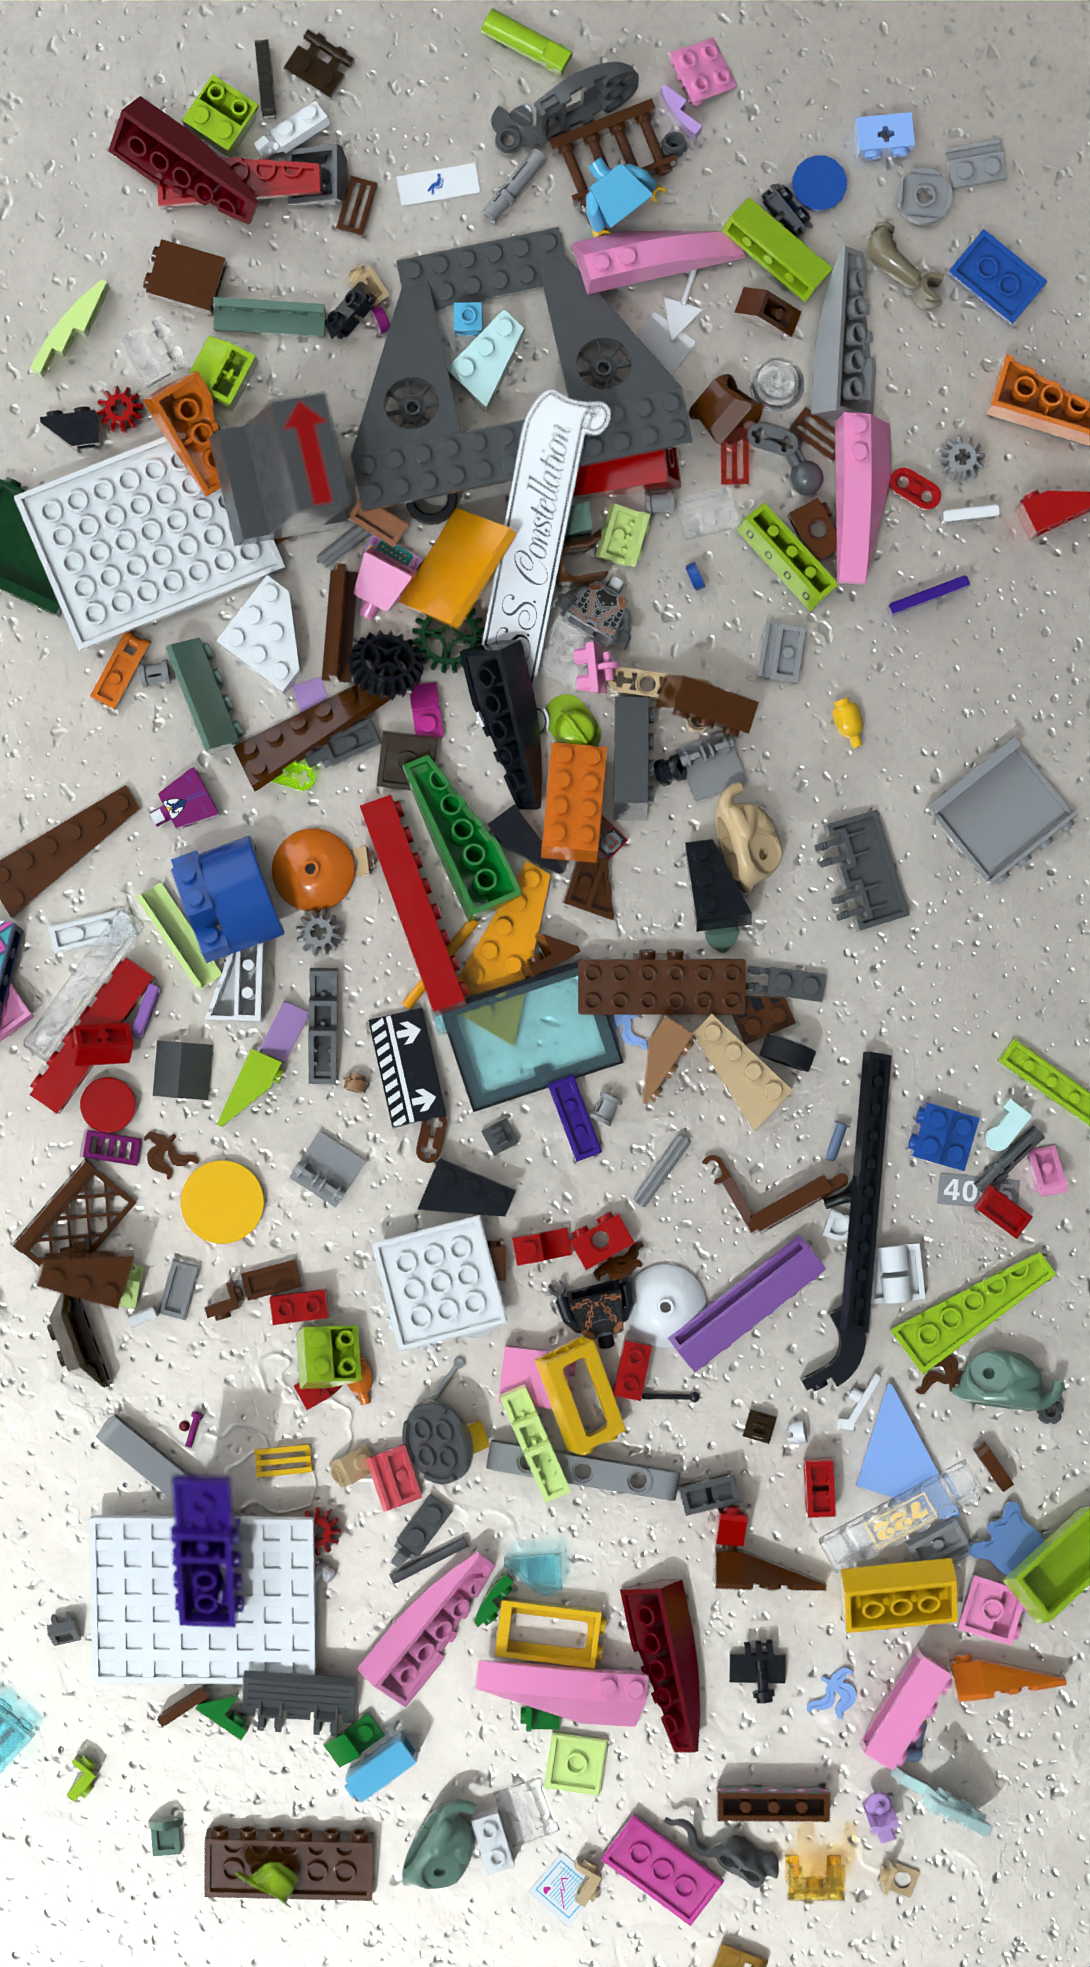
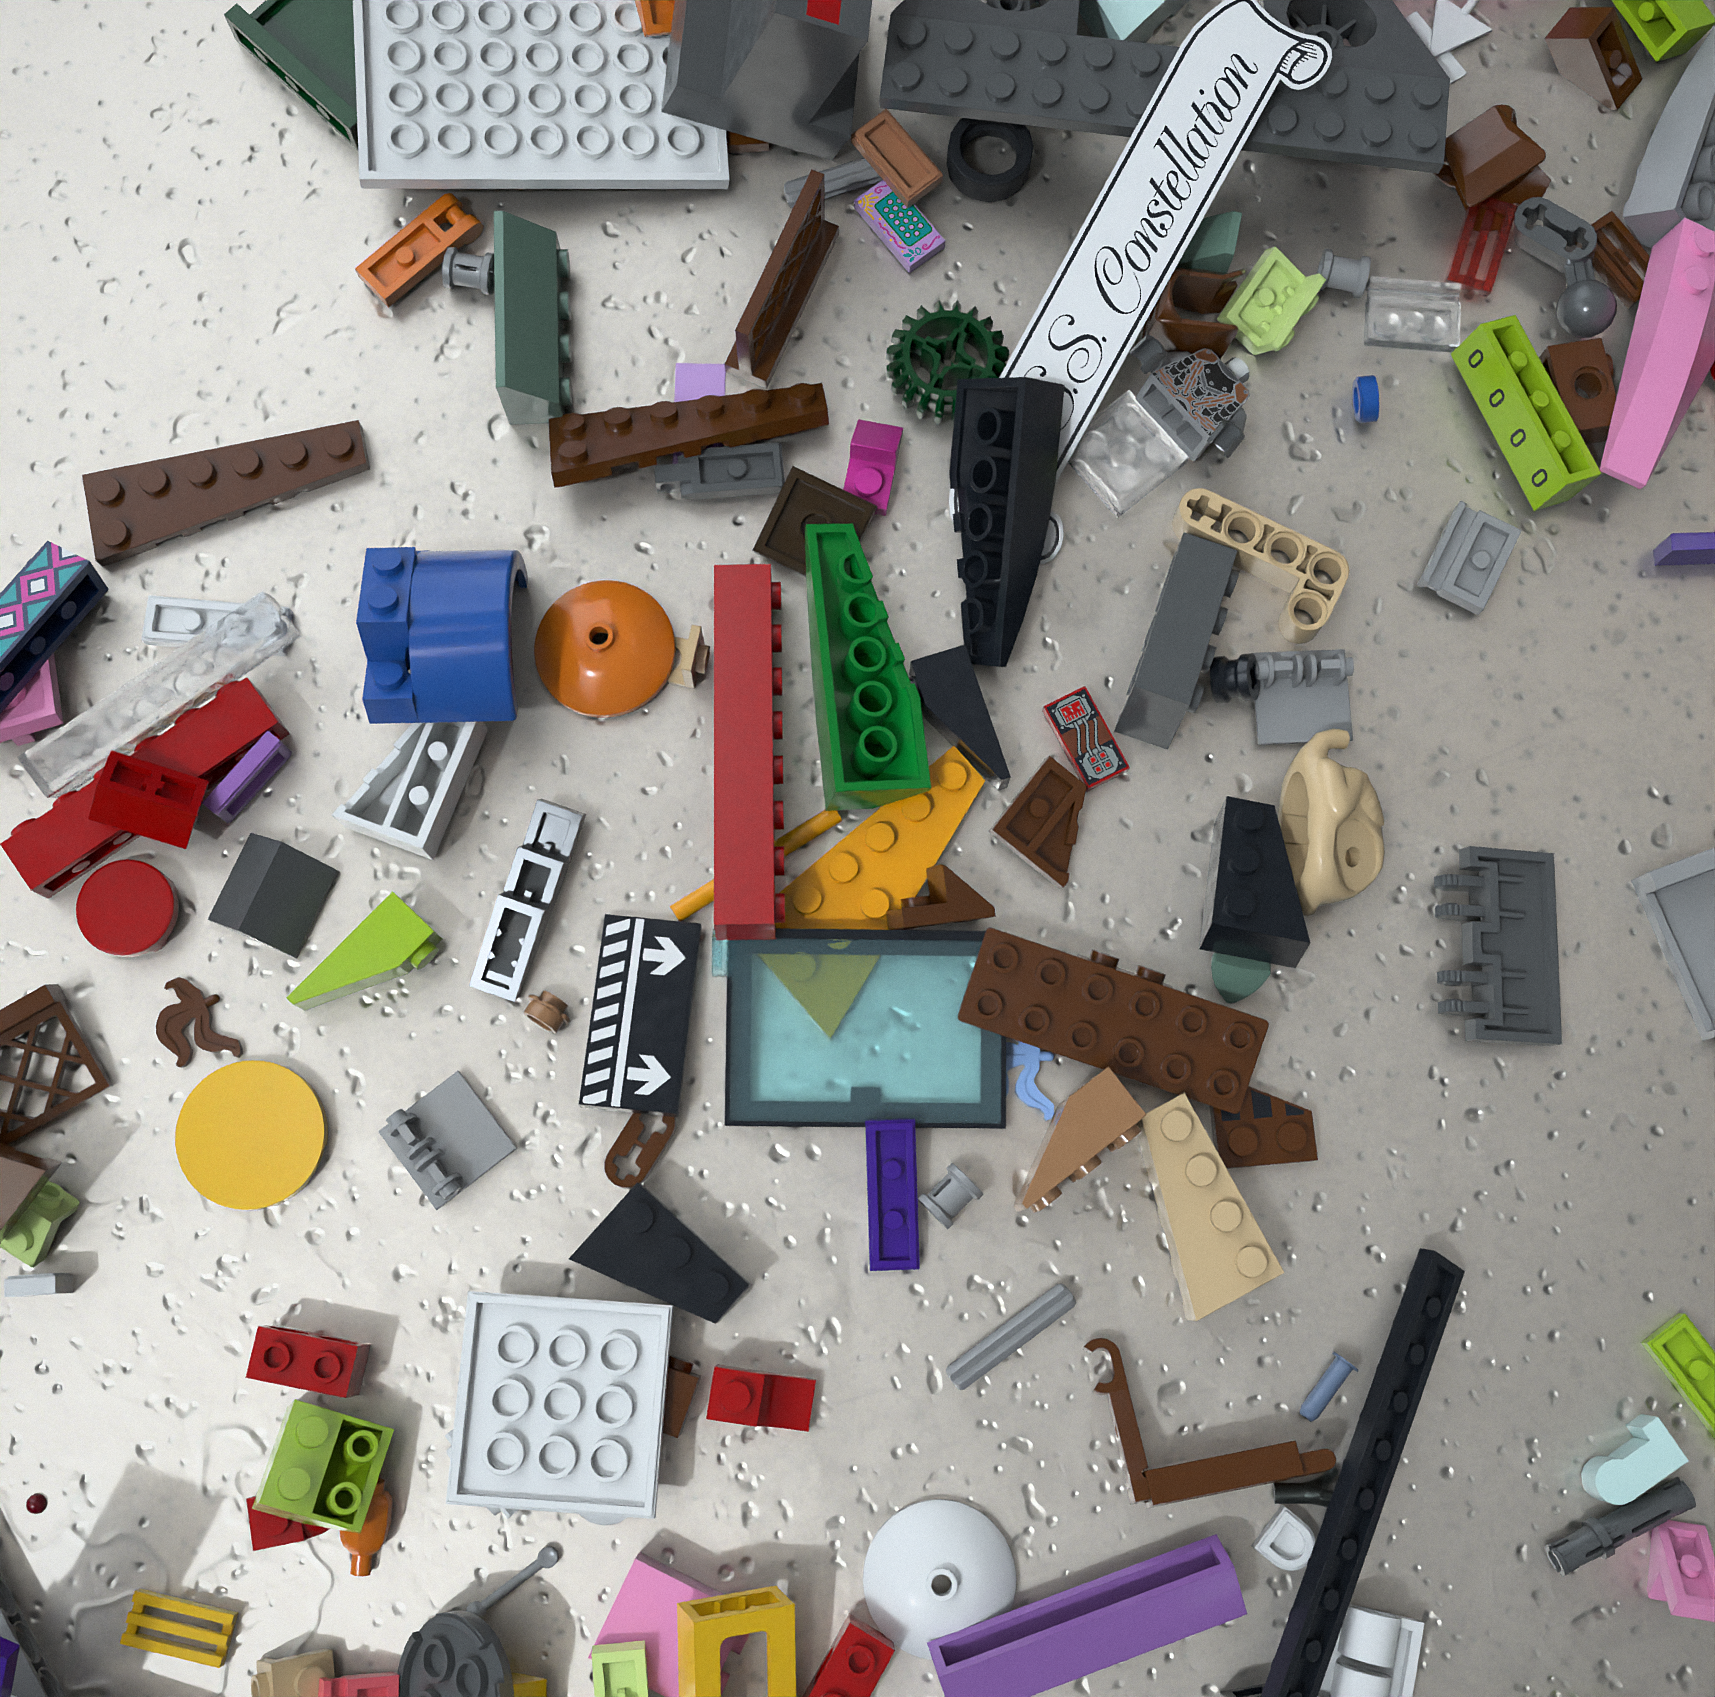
camera: 15 degrees right, 10 degrees down
(87, 1141) = (70, 958): magenta slope -> none
(178, 935) = (343, 673): yellowish green panel -> none
(179, 1289) = (121, 1260): light grey tile -> none
(185, 802) = (441, 475): magenta torso -> none
(191, 1435) = (62, 1494): magenta piece -> none
(222, 1309) = (176, 1319): reddish brown bracket -> none
(266, 635) = (661, 267): white brick -> none
(271, 1280) = (282, 1297): reddish brown tile -> none
(284, 1031) = (460, 887): lavender slope -> none
(293, 783) = (617, 500): clear neon green beam -> none
(315, 940) = (560, 736): light grey gear -> none
(381, 582) = (869, 247): bright pink torso -> none
(387, 674) = (833, 366): black gear -> none
(457, 567) = (1001, 247): light orange tile -> none
(499, 1136) = (755, 1183): dark grey tile -> none
(572, 721) = (1097, 565): lime piece -> none
(574, 802) = (1063, 673): orange piece -> none
(590, 1253) = (897, 1435): red brick -> none
(597, 1309) = (821, 1545): black torso -> none
(599, 668) = (1167, 458): bright pink hips -> none
(621, 1265) = (873, 1475): reddish brown piece -> none
(629, 475) = (1309, 205): red slope -> none
(707, 704) = (1335, 582): reddish brown wedge -> none
(777, 384) = (1581, 161): clear cone -> none
(787, 1053) = (1292, 1205): black tyre -> none
(789, 983) = (1325, 1090): dark grey hinge -> none
(848, 720) = (1548, 697): yellow plant -> none
(943, 1136) = (1515, 1443): blue plate -> none
(961, 1191) = (1520, 1553): light grey sticker -> none
(1003, 1211) = (1587, 1616): red tile -> none

